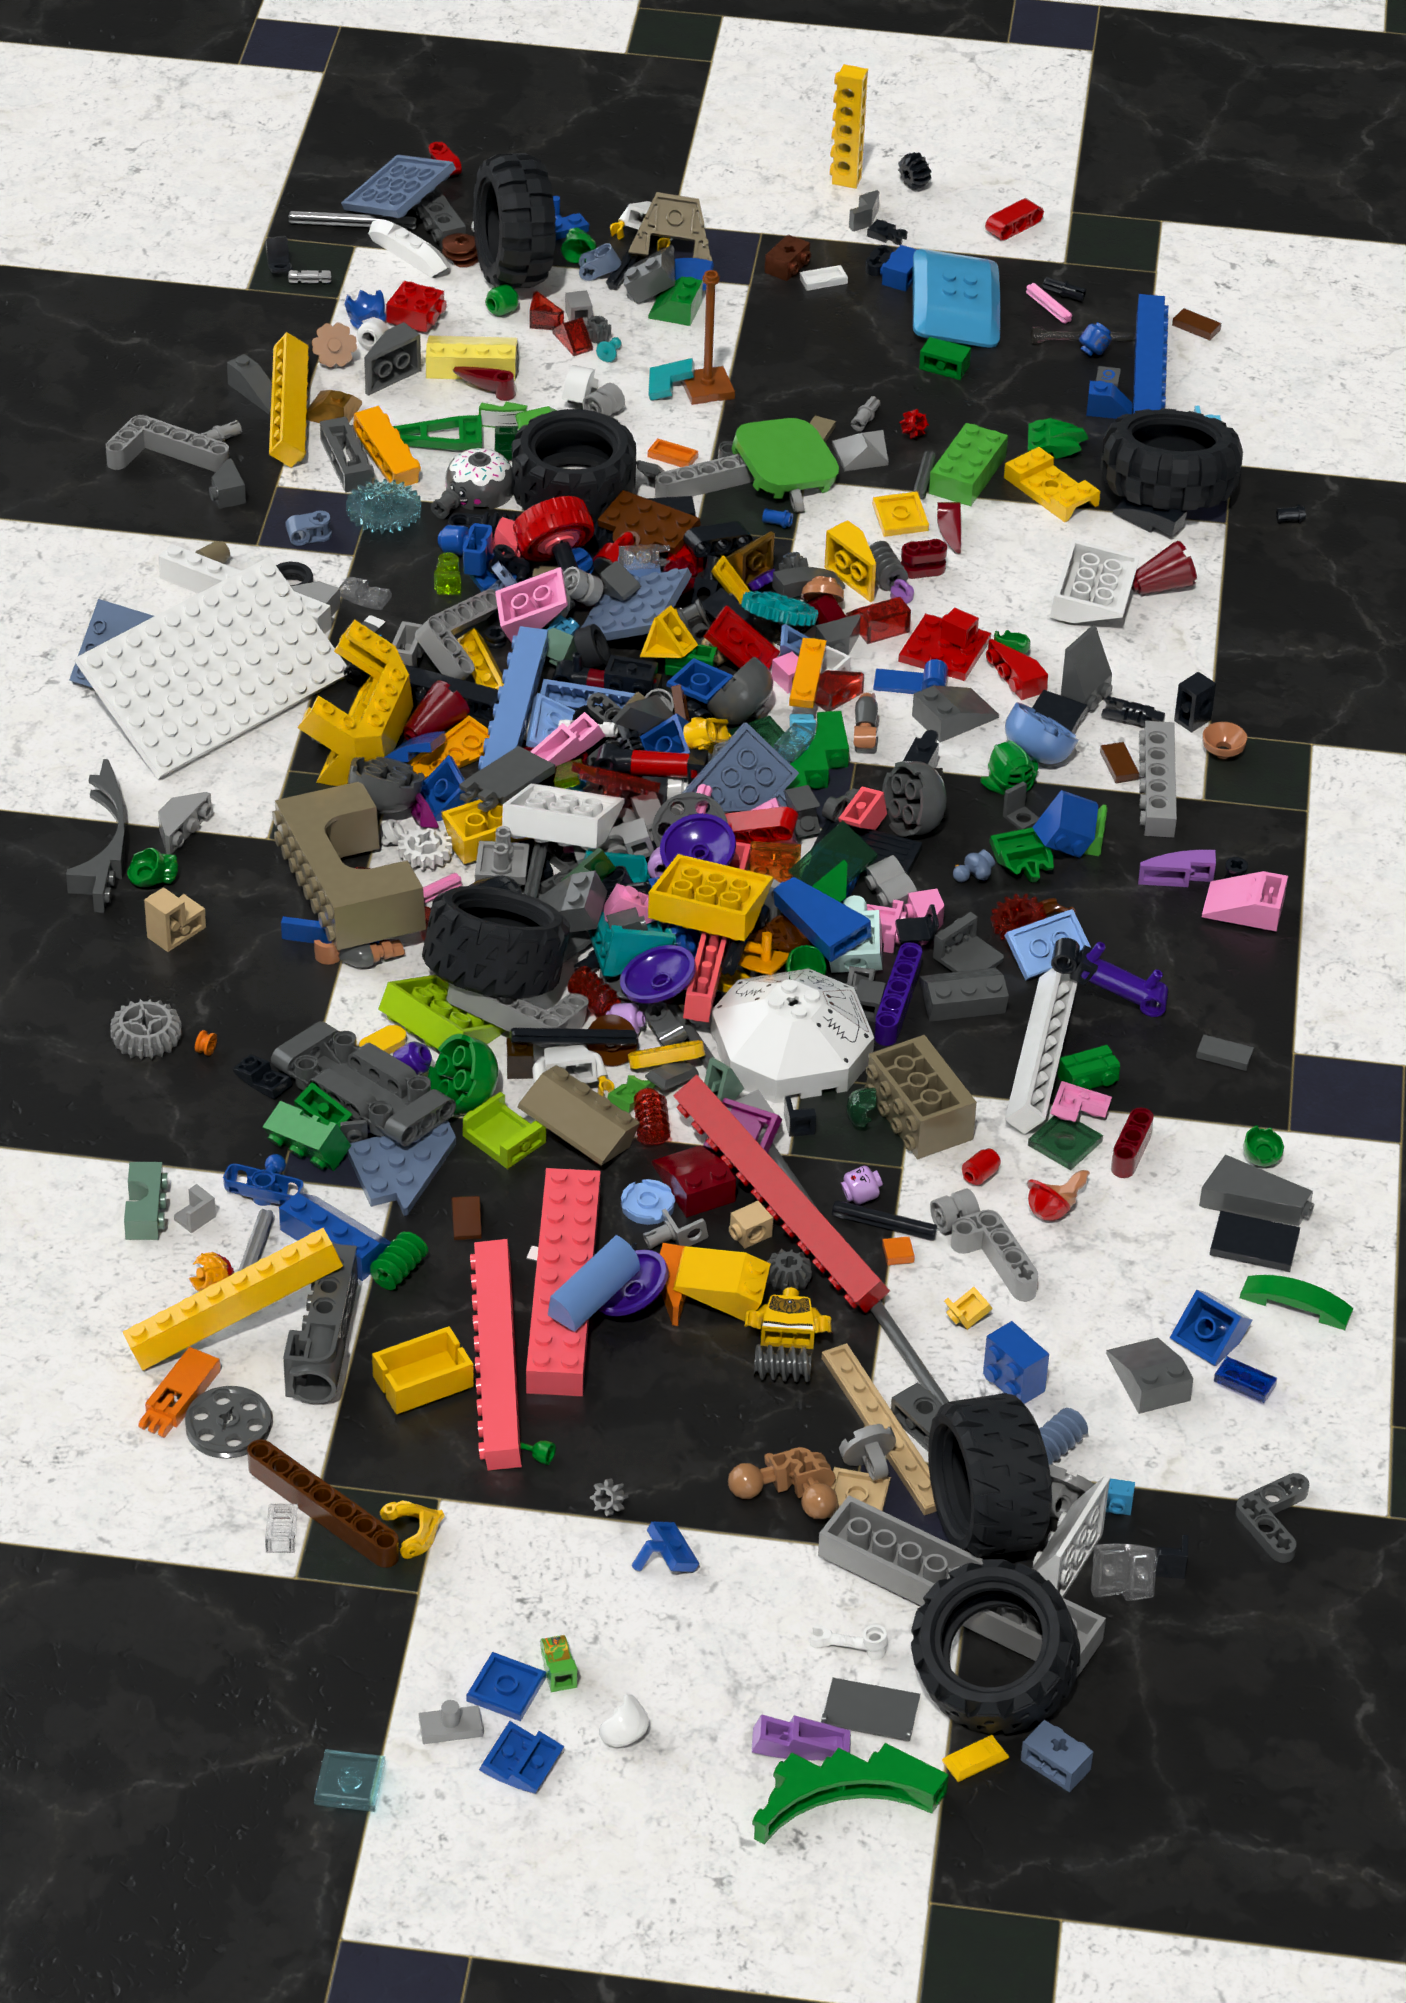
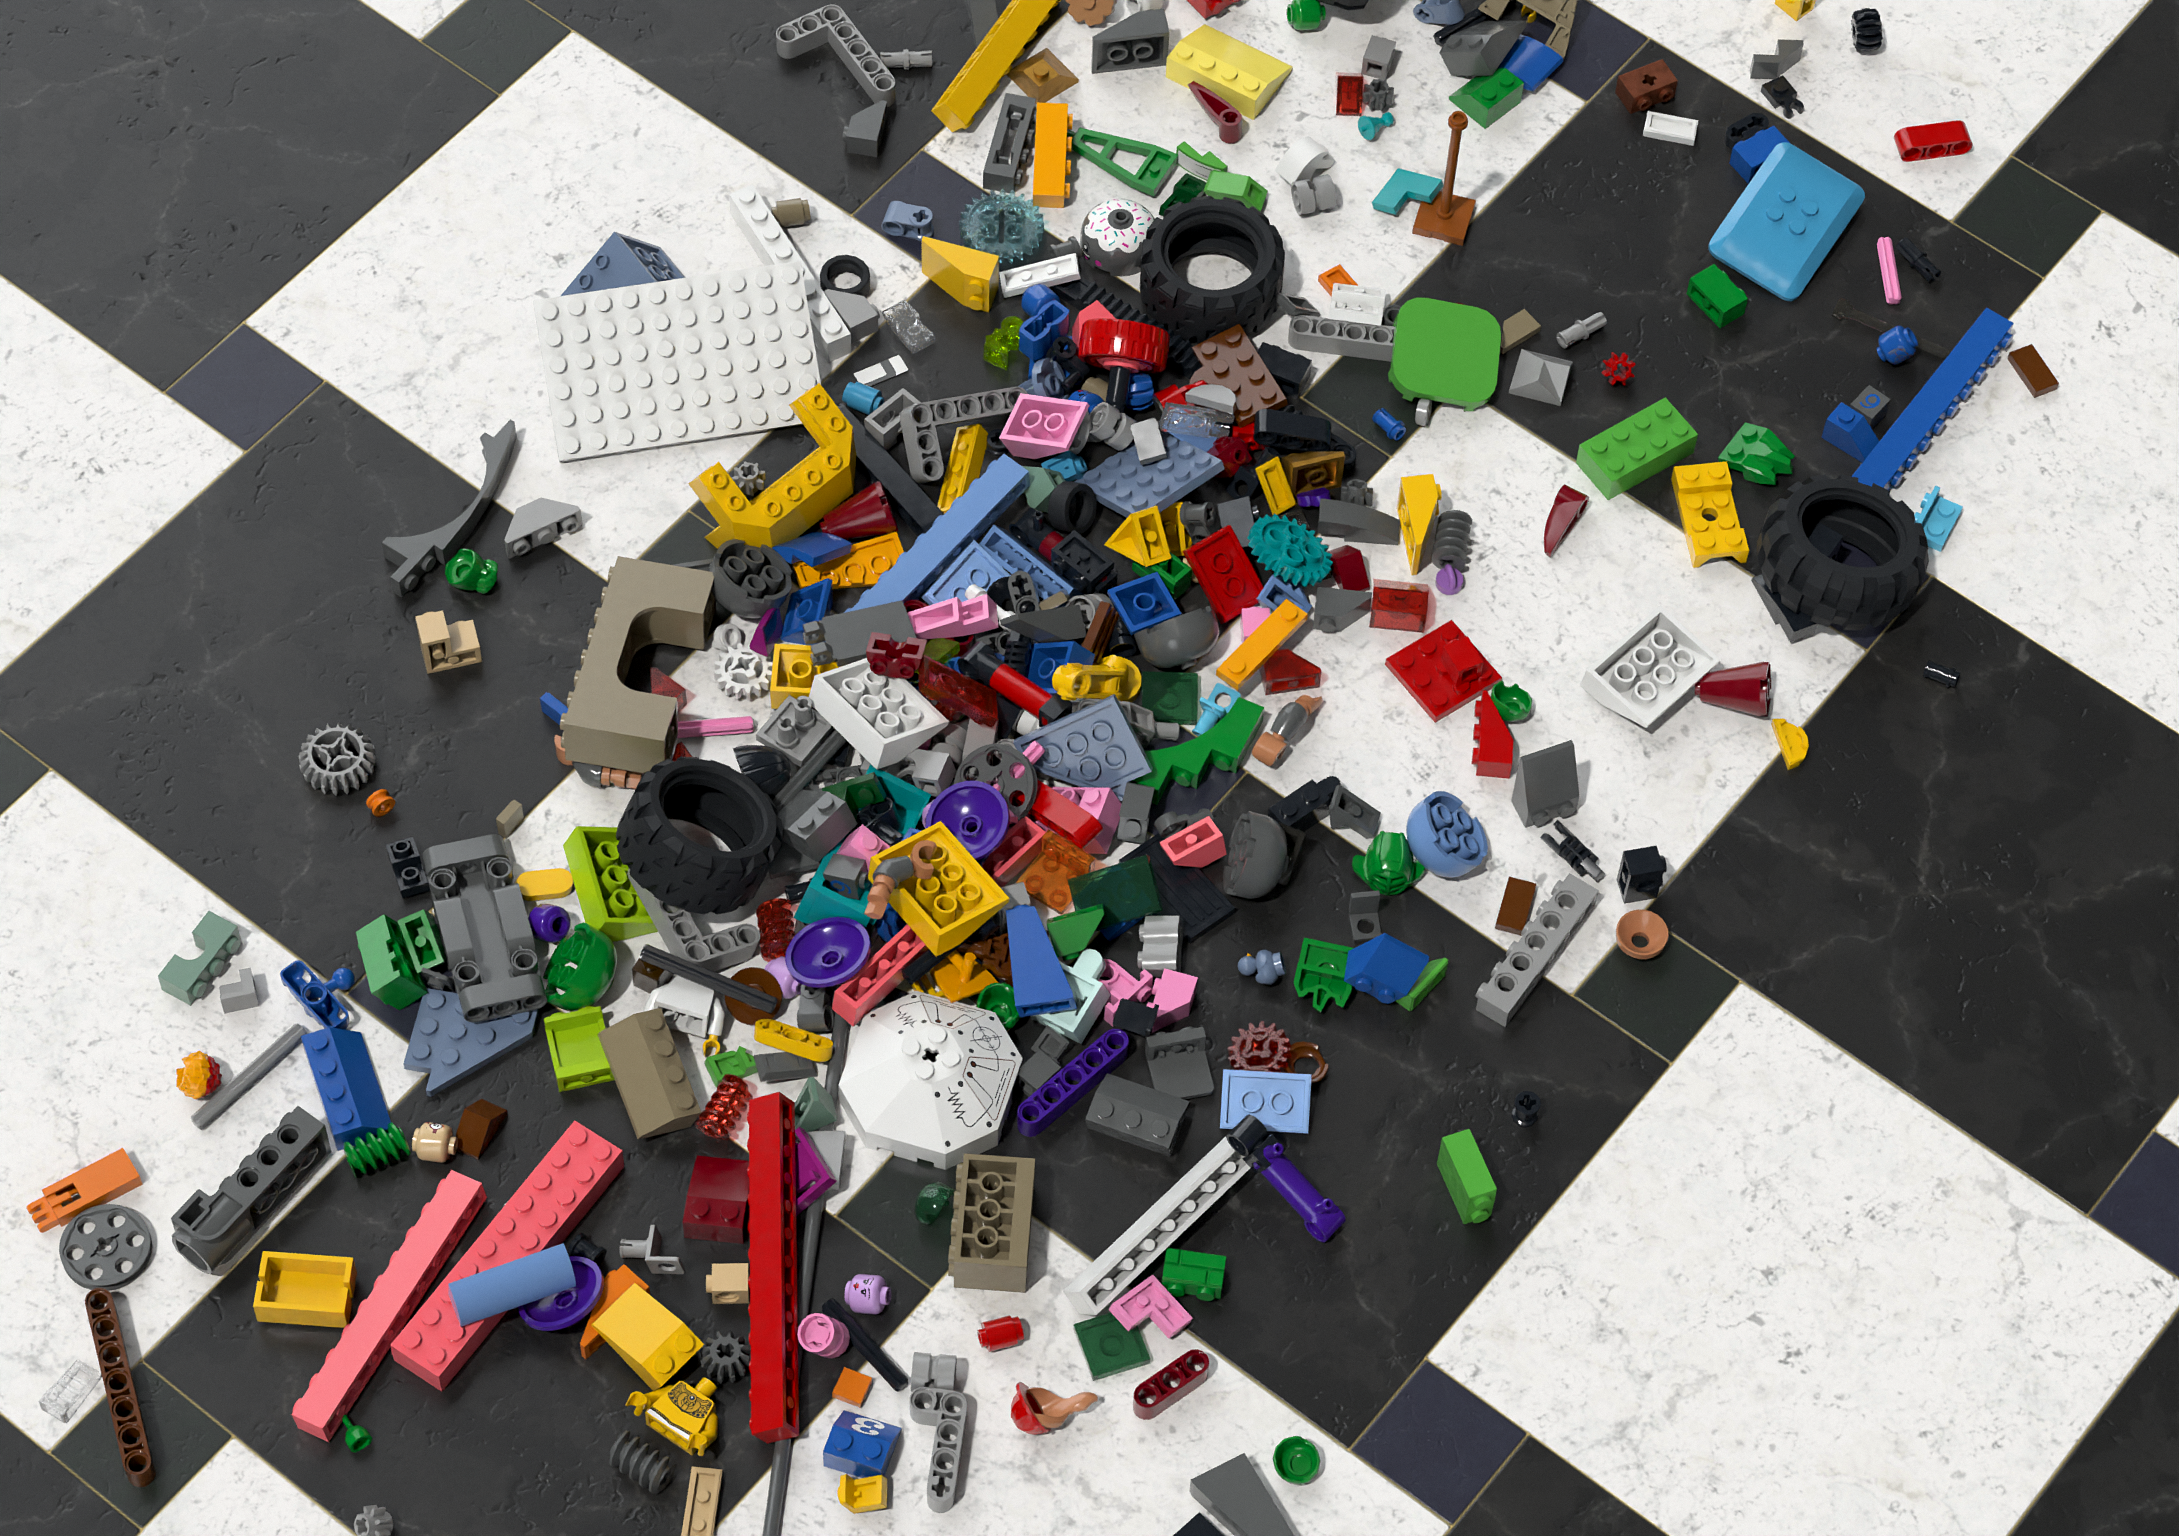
camera: 30 degrees right, 15 degrees up
(232, 1299) = (179, 1123): yellow brick -> none
(320, 1007) = (509, 818): none -> dark tan tile
(380, 539) = (962, 272): none -> yellow slope
(426, 1534) = (193, 1450): yellow helmet -> none
(428, 531) = (1046, 272): none -> white tile
(442, 1235) = (434, 1142): none -> tan head
(544, 313) = (1335, 48): clear red slope -> none
(554, 775) = (894, 658): none -> dark red cylinder
(646, 1200) = (658, 1201): light blue tile -> none
(647, 536) = (1213, 397): none -> light grey tile
(678, 889) = (896, 870): none -> nougat piece
(694, 453) = (1357, 304): none -> white slope
(794, 742) = (1183, 725): clear light blue plate -> none
(799, 1121) = (868, 1181): black panel -> none
(820, 586) = (1359, 543): nougat piece -> none
(836, 660) = (1315, 639): white bracket -> none
(849, 1216) = (823, 1335): none -> bright pink wheel
(900, 514) = (1520, 478): yellow plate -> none
(911, 682) = (1376, 698): blue door -> none
(924, 474) = (1597, 426): dark grey axle -> none
(924, 558) = (1498, 550): dark red brick -> none
(937, 1282) = (860, 1445): none -> blue slope
(951, 710) = (1390, 757): dark grey slope -> none
(957, 749) = (1353, 812): none -> dark grey slope
(1061, 709) = (1495, 812): black slope -> none
(1178, 868) = (1472, 1073): medium lavender slope -> none
(1223, 593) = (1792, 742): none -> yellow tile
(1225, 1052) = (1351, 1322): dark grey tile -> none
(1234, 925) = (1466, 1177): none -> bright green brick
(1247, 900) = (1515, 1150): bright pink slope -> none

